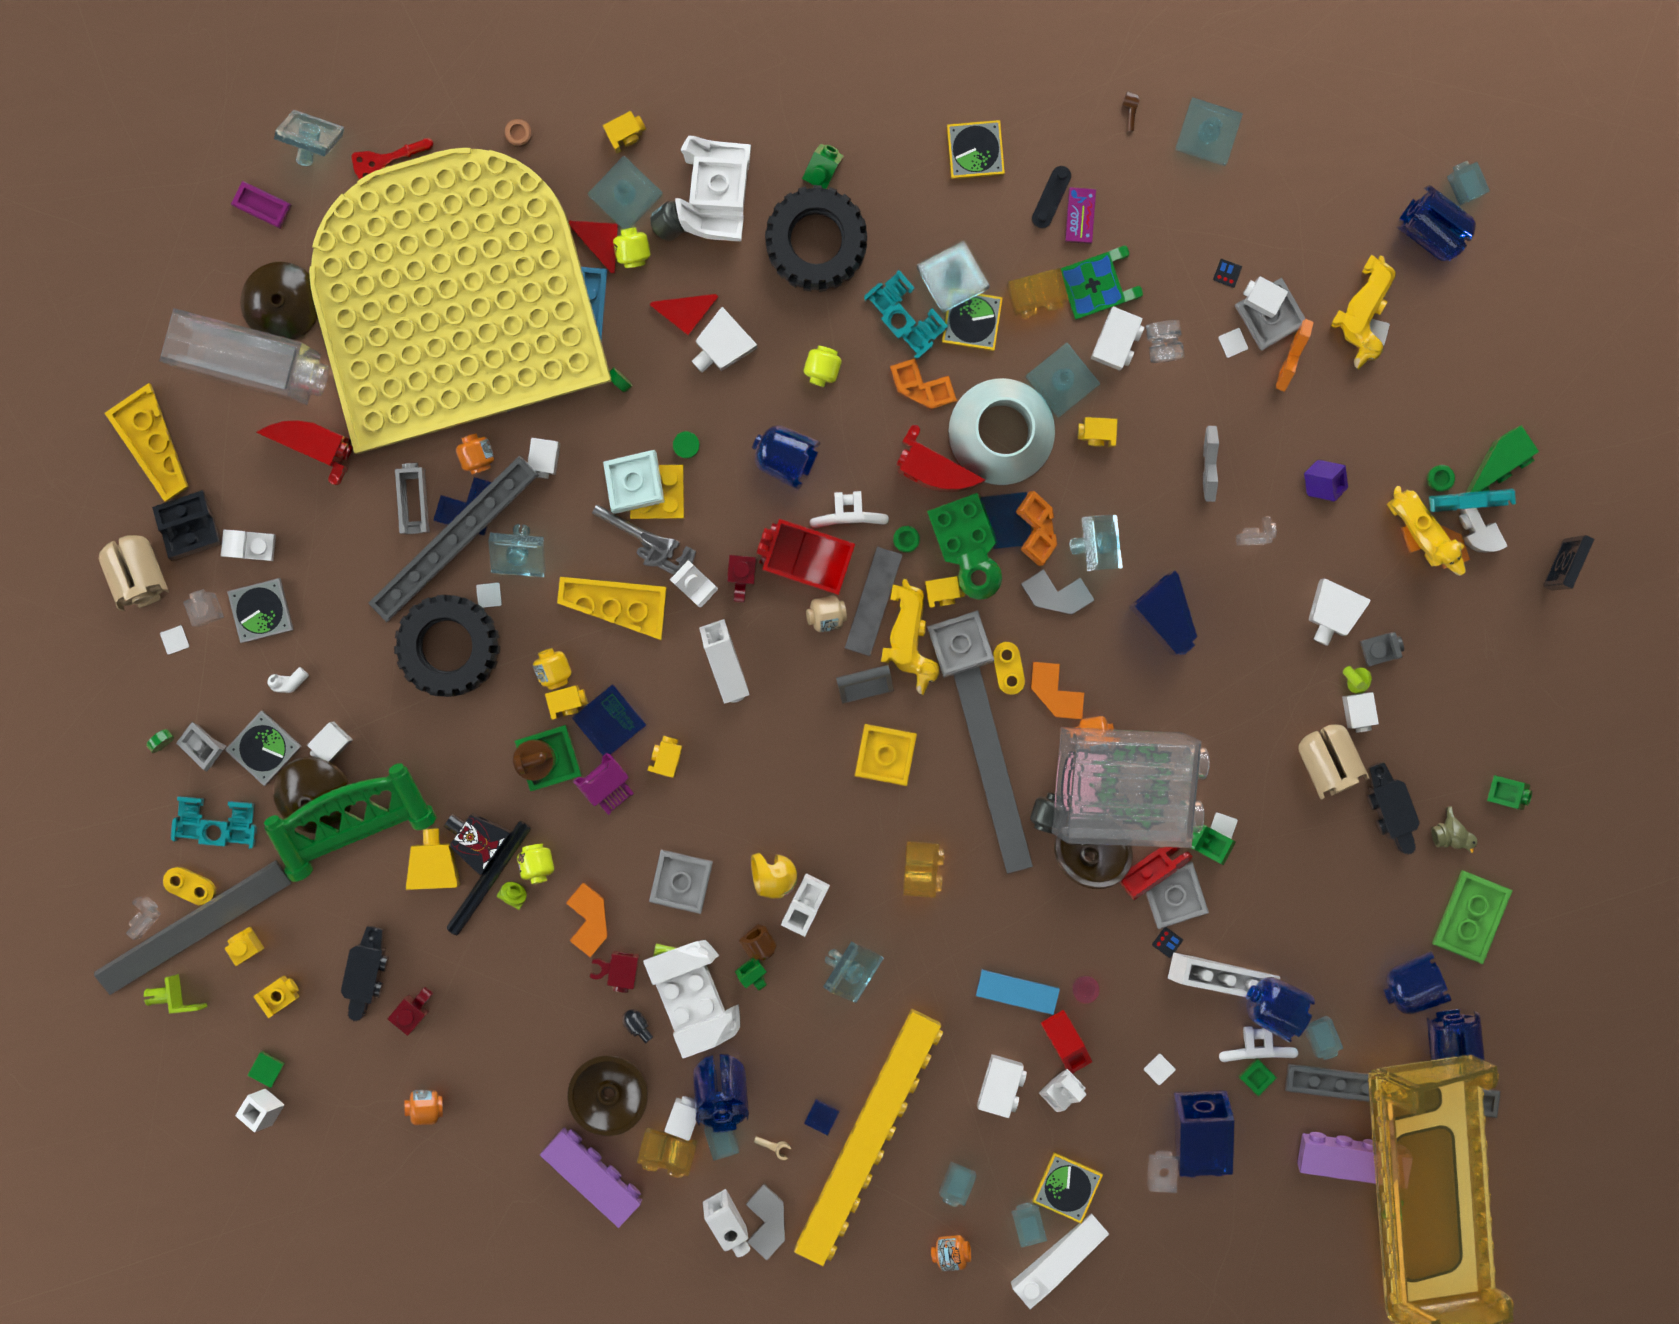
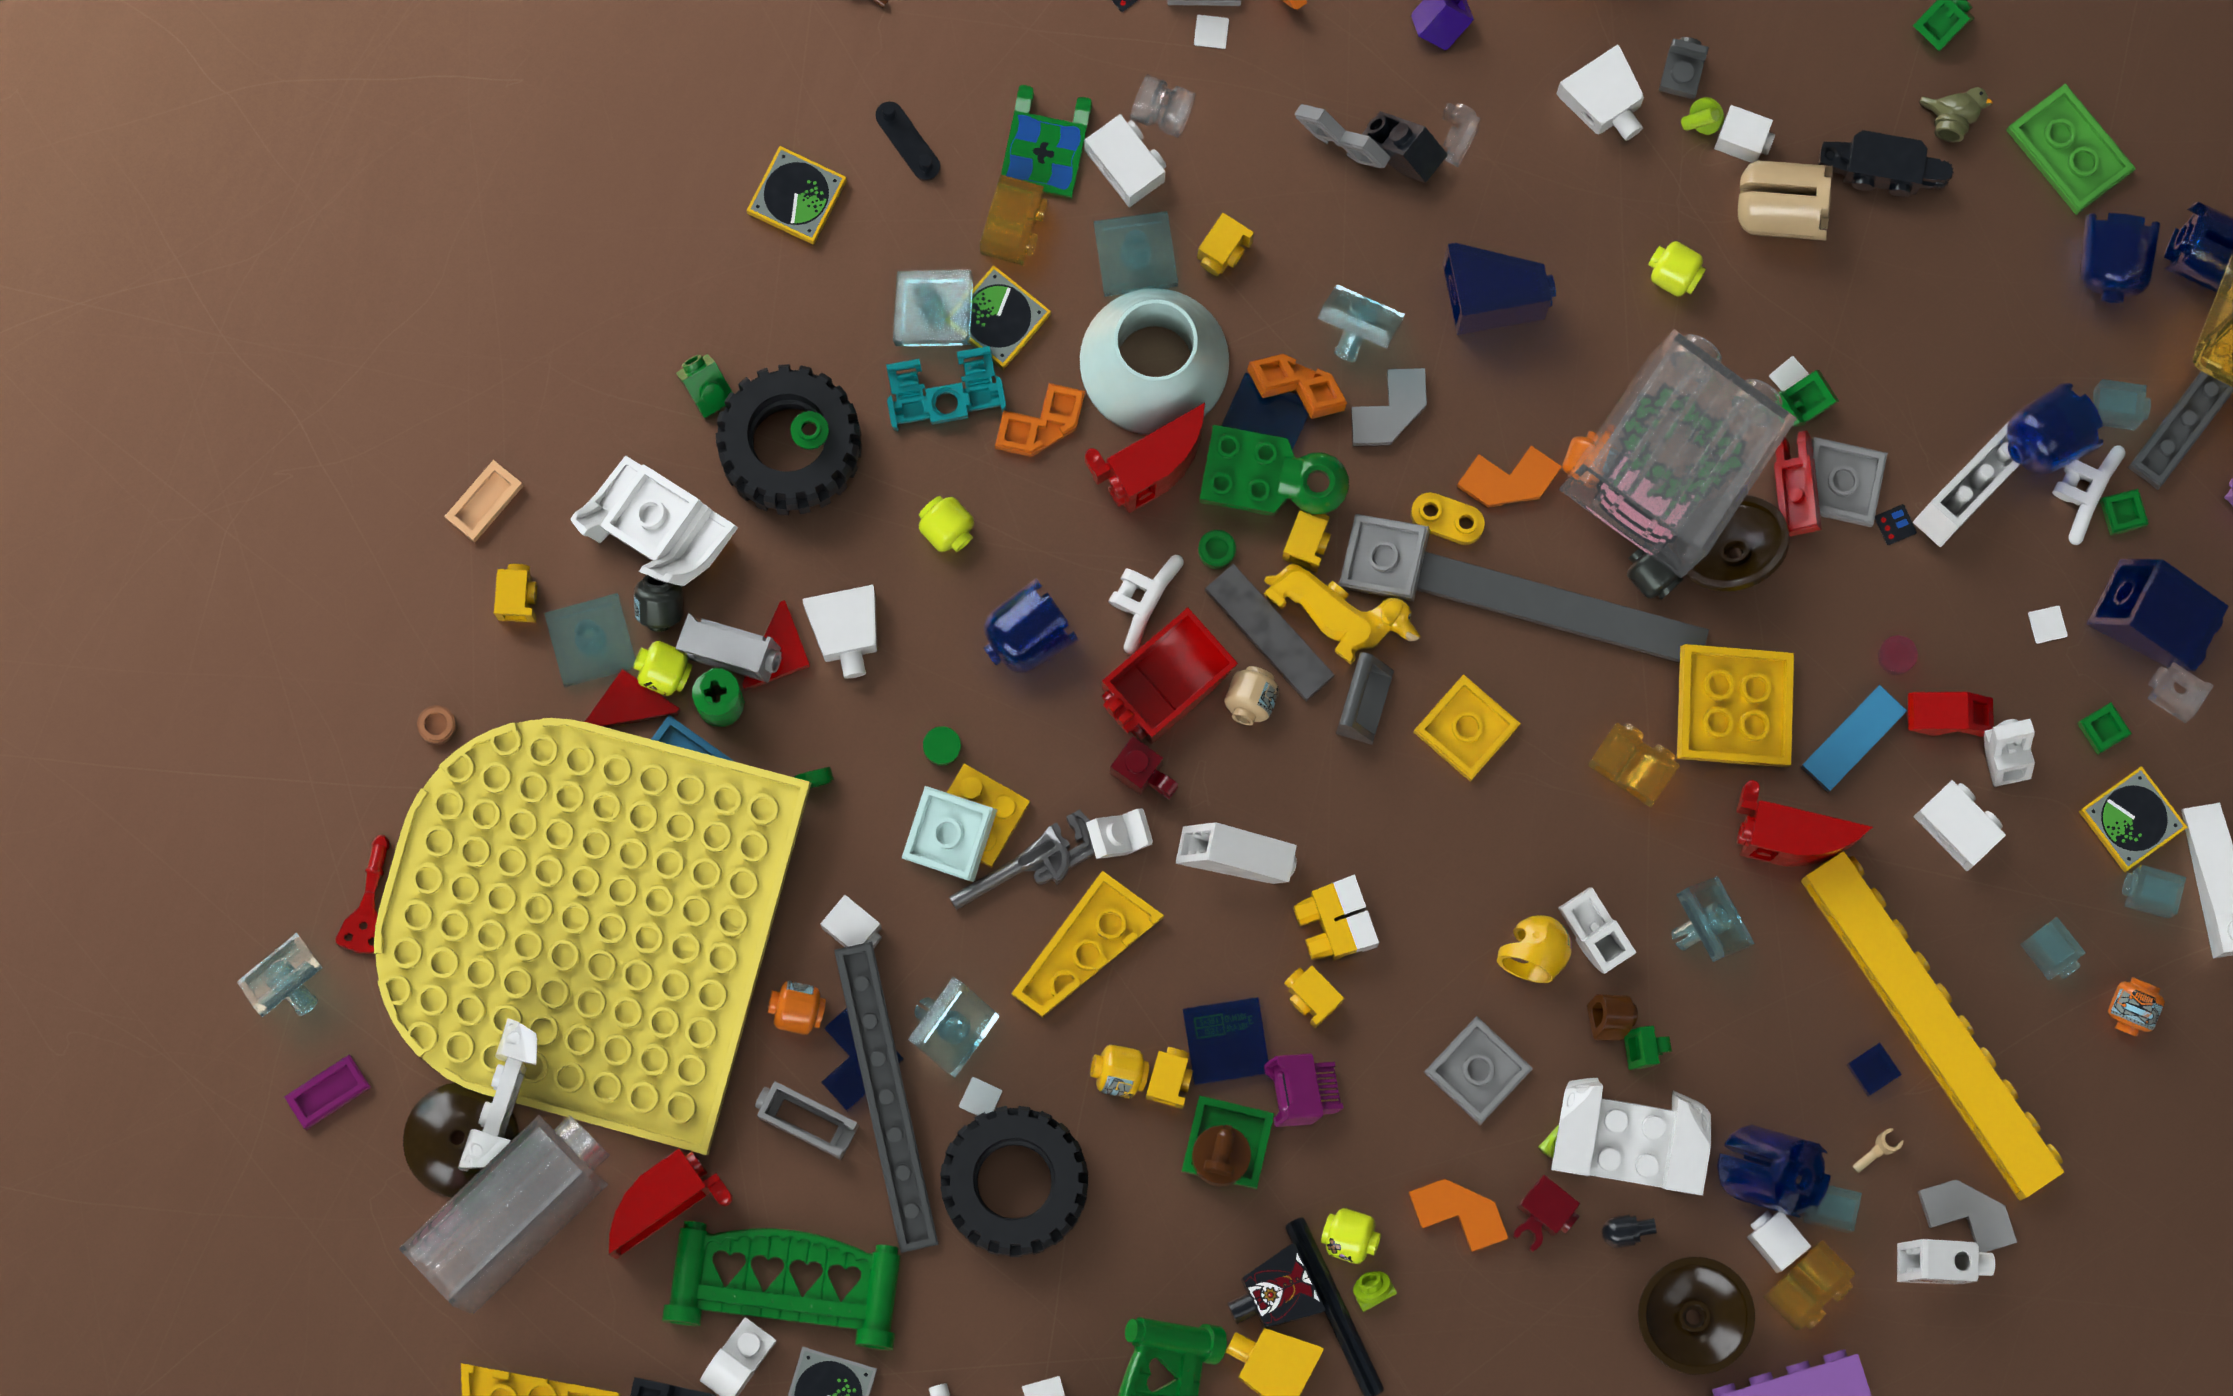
camera: 65 degrees left, 10 degrees down
(277, 496) = (865, 1308): none -> green piece
(339, 306) = (515, 1047): none -> white piece
(637, 285) = (704, 694): none -> green piece
(666, 281) = (729, 648): none -> light grey window
(671, 76) = (484, 501): none -> light nougat tile
(711, 754) = (1341, 936): none -> yellow hips
(824, 257) = (809, 441): none -> green plate
(931, 988) = (1791, 834): none -> red piece
(993, 909) = (1735, 705): none -> yellow plate
(1080, 215) = (951, 119): magenta tile -> none
(1114, 1139) = (2104, 728): none -> green tile
(1229, 505) = (1409, 145): none -> black slope
(1249, 718) = (1676, 268): none -> neon yellow head

